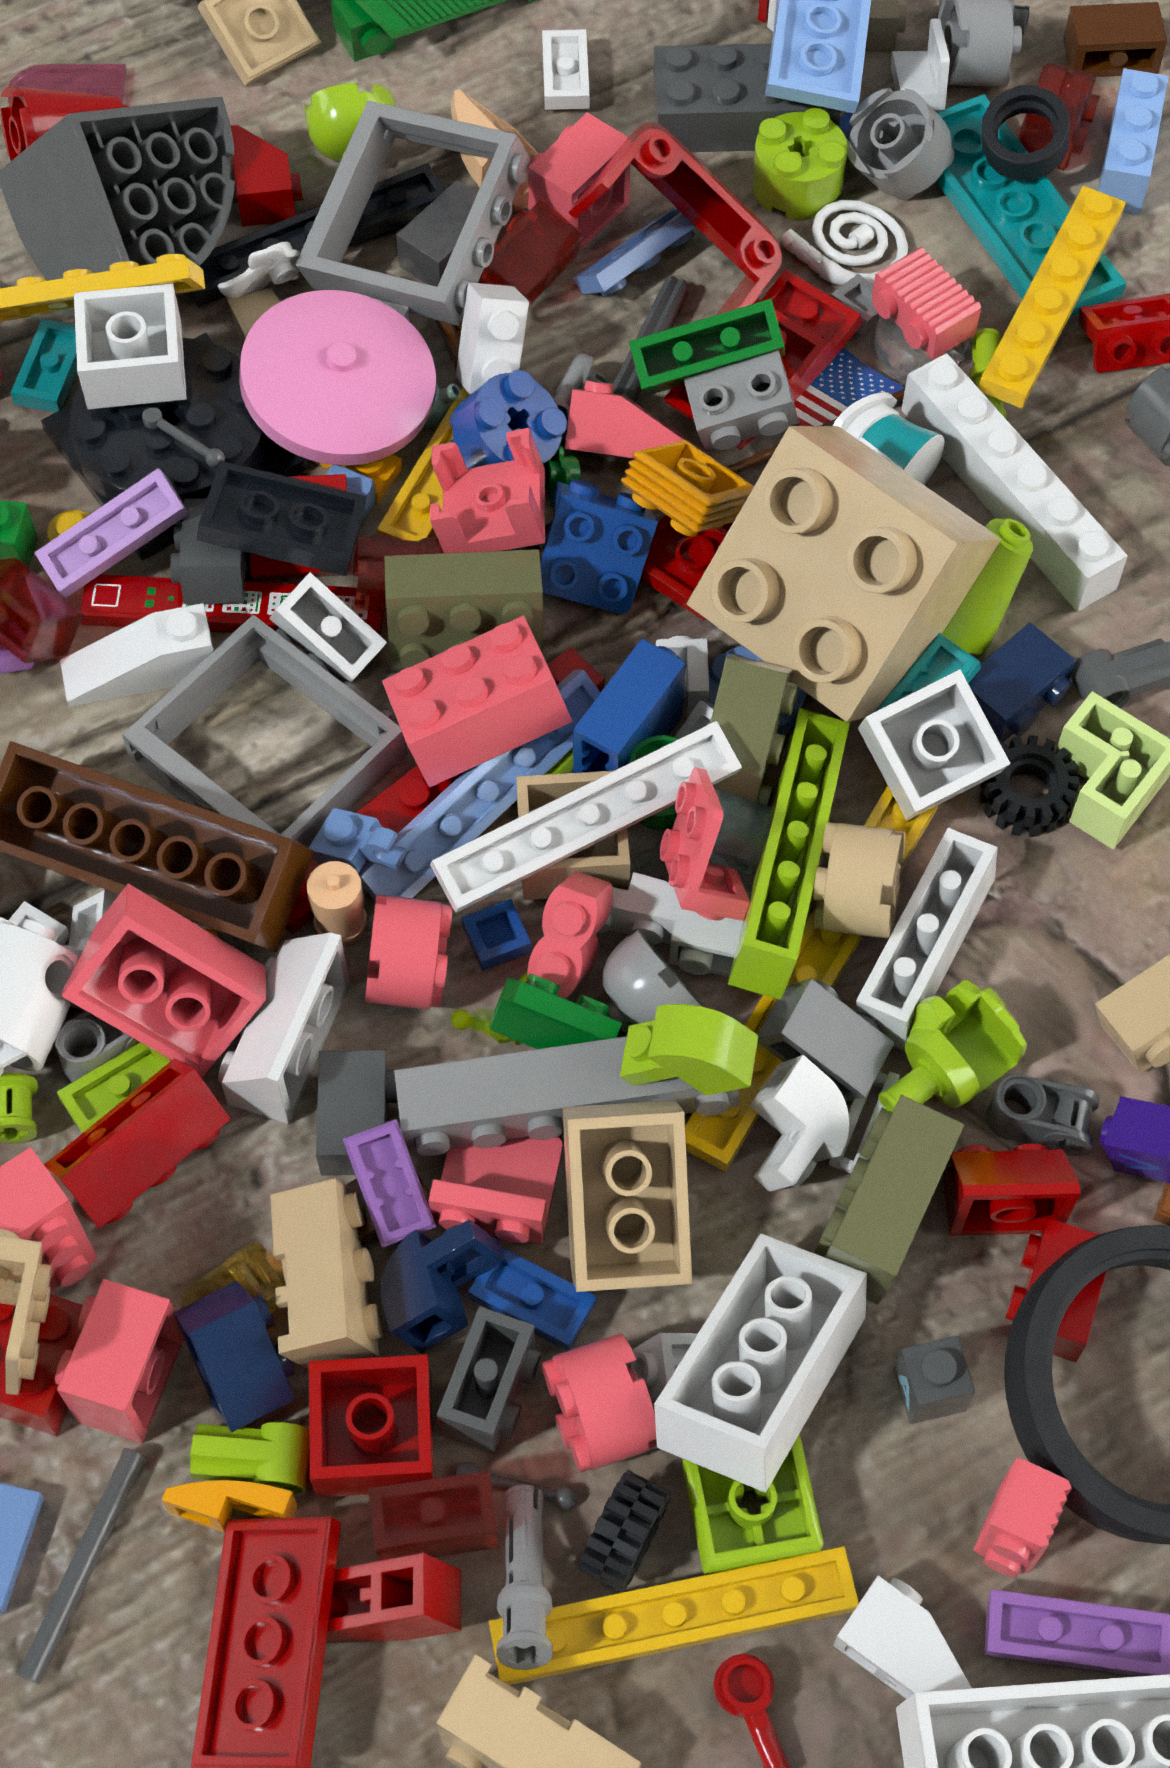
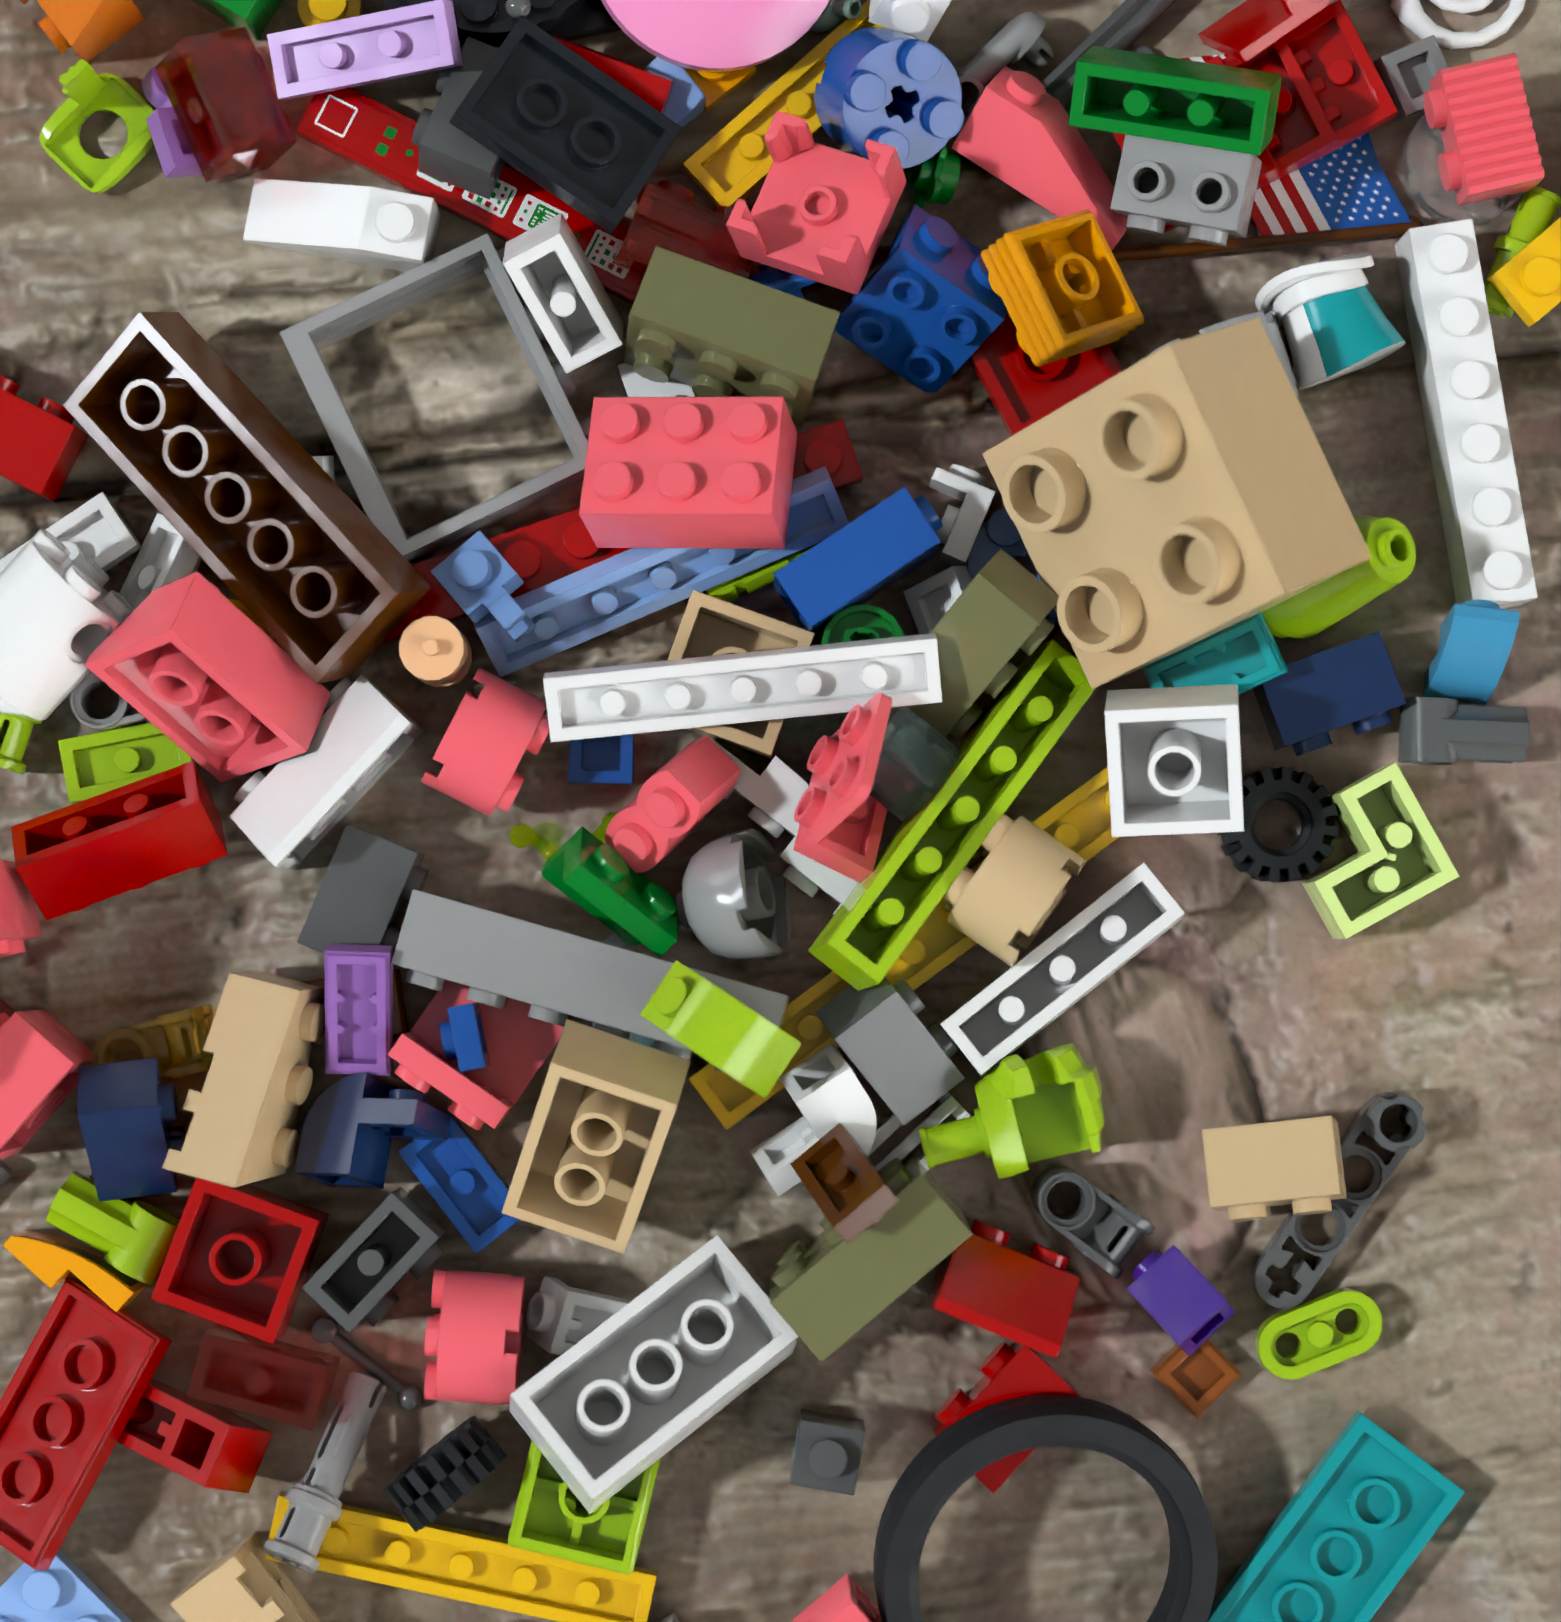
camera: 25 degrees right, 25 degrees up
(483, 1167) = (465, 1037): none -> blue plate
(845, 1129) = (844, 1183): none -> reddish brown plate
(1102, 606) = (1471, 651): none -> dark azure slope

